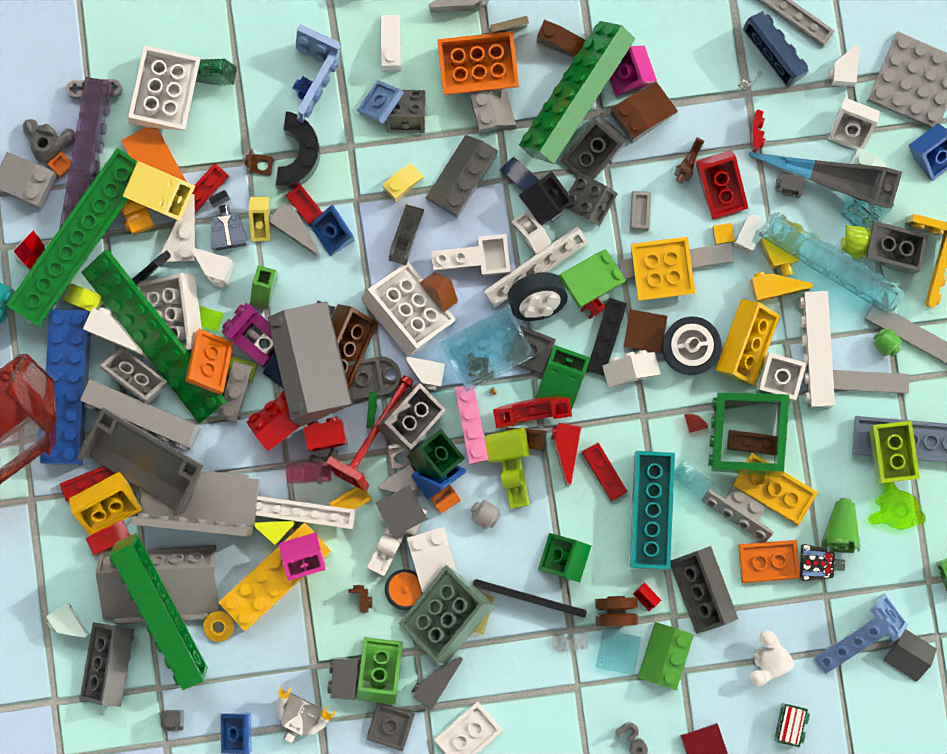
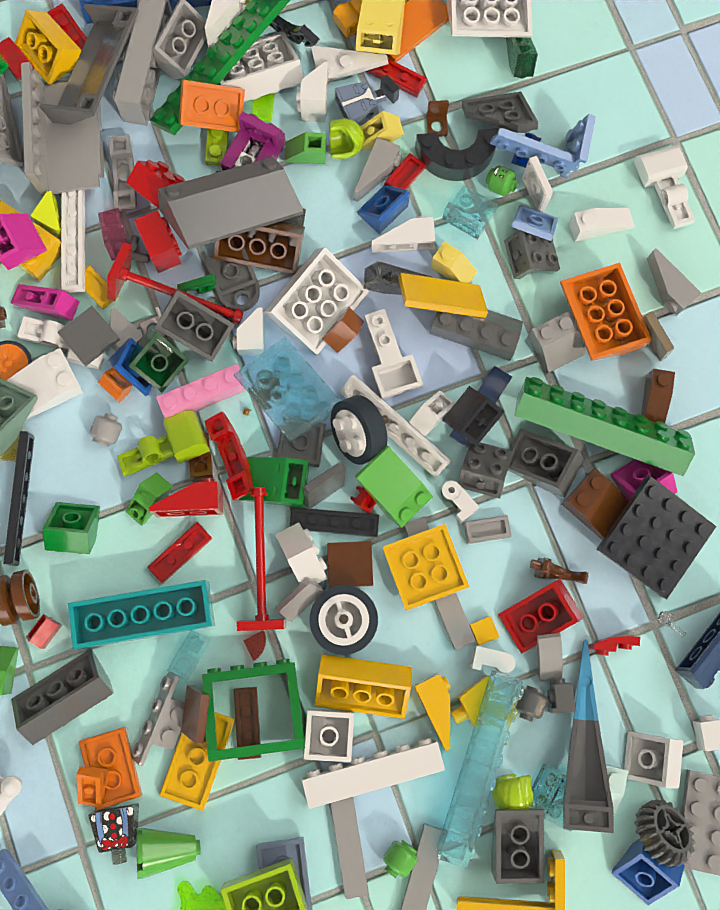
camera: 75 degrees right, 5 degrees down
(235, 391) = (189, 146): light grey plate -> none
(248, 457) = (123, 163): none -> light grey slope
(262, 250) = (345, 138): none -> lime piece
(267, 103) = (502, 111): none -> dark grey plate
(332, 120) = (501, 180): none -> bright green head
(346, 91) = (537, 184): none -> white tile
(354, 155) = (469, 212): none -> clear light blue bracket
(355, 548) = (46, 301): none -> dark pink slope
(366, 210) = (412, 235): none -> white slope
(432, 198) = (442, 295): none -> yellow tile
(553, 488) = (148, 493): none -> bright green slope
(577, 336) = (324, 485): none -> dark grey tile
(611, 227) = (459, 498): none -> white leg
(667, 378) = (299, 599): none -> light grey tile
(679, 412) = (261, 620): none -> red tile
(680, 74) = (656, 537): none -> black plate
(742, 479) = (195, 714): none -> reddish brown tile
(756, 185) = (550, 656): none -> light grey slope
(781, 575) = (91, 785): none -> orange slope
(791, 209) = (531, 704): none -> dark grey head
(910, 131) = (664, 833): none -> dark grey gear

